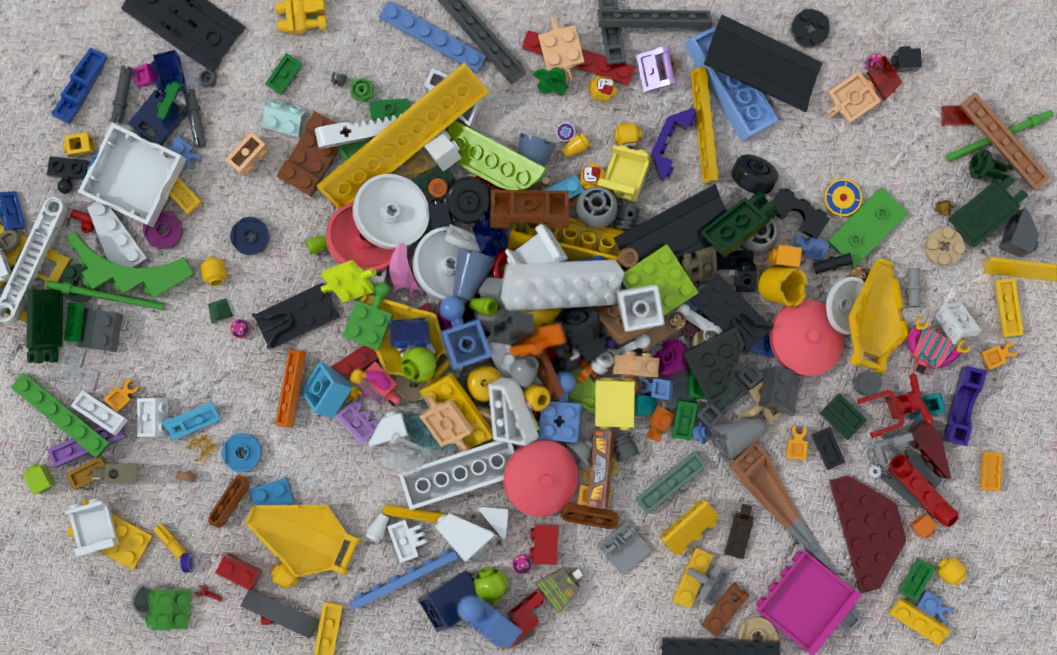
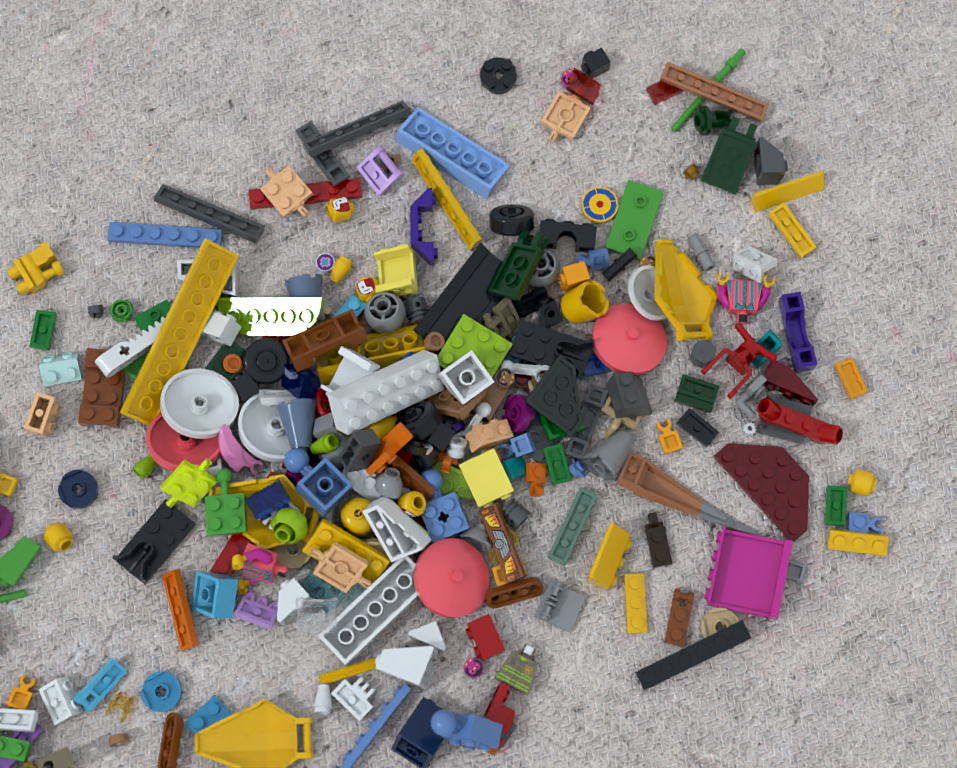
camera: 30 degrees left, 10 degrees down
(219, 311) = (80, 571): clear green slope -> none
(240, 328) = (107, 578): dark pink tile -> none
(412, 166) = (199, 356): clear yellow plate -> none
(491, 584) = (454, 698): lime plant -> none
(551, 81) = (291, 223): green plate -> none
(627, 134) = (382, 238): yellow head -> none
(712, 584) = (656, 597): light grey plate -> none
(762, 63) = (471, 121): black hinge -> none
(923, 526) = (817, 455): orange plate -> none
(943, 257) = (711, 215): tan plate -> none
(996, 356) = (802, 277): light orange plate -> none

